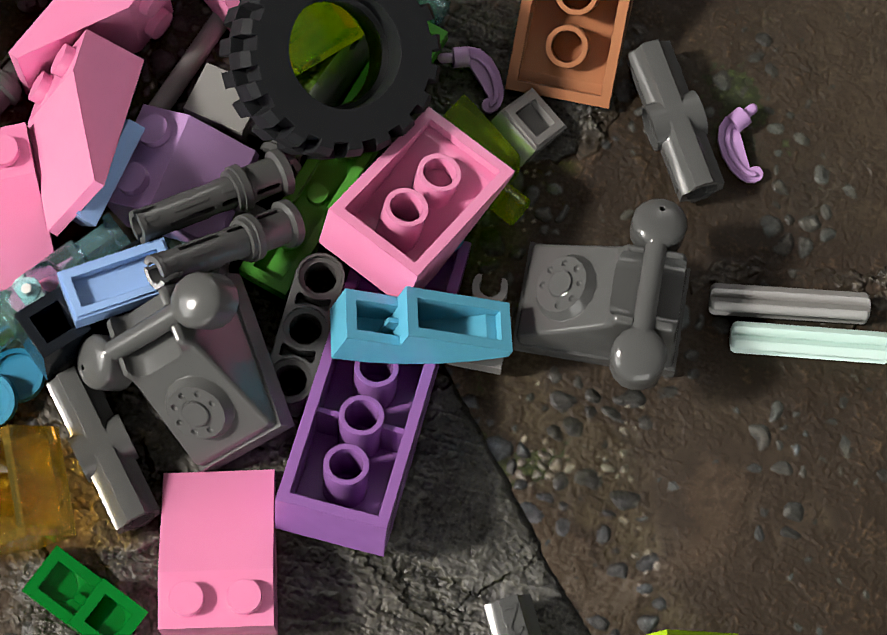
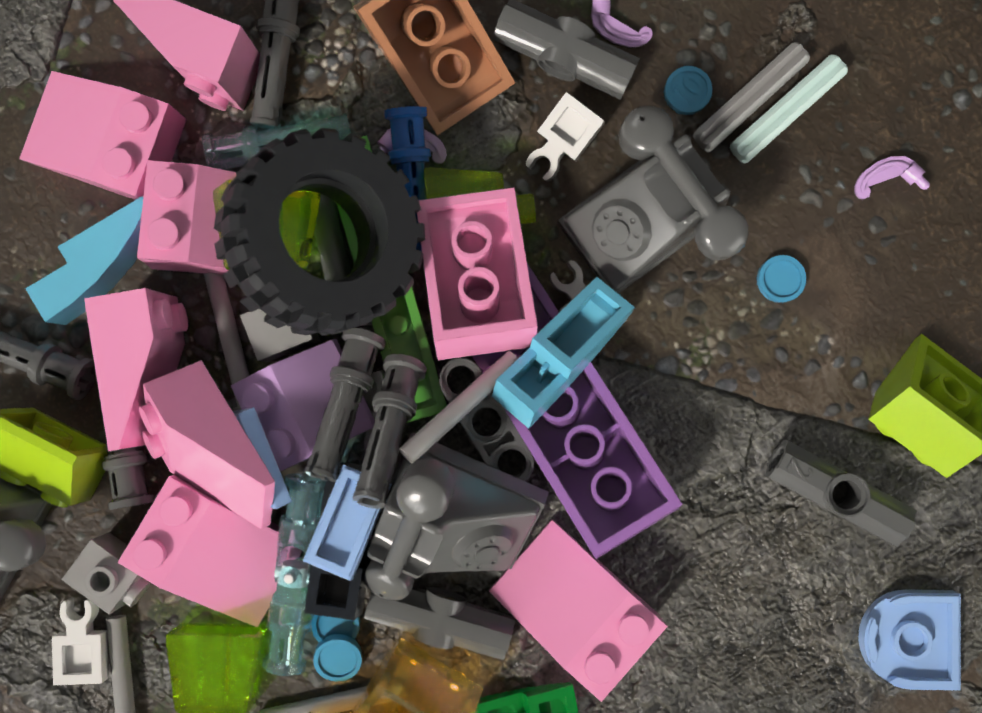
camera: 45 degrees left, 15 degrees up
(286, 285) = (456, 410): none -> light grey bar
(464, 76) = (409, 148): none -> blue pin
(528, 125) = (478, 145): light grey slope -> none
(611, 183) = (568, 132): none -> white plate
(666, 472) = (781, 278): none -> dark azure piece
(744, 250) = (688, 90): none -> dark azure piece
(846, 473) = (888, 169): none -> lavender piece

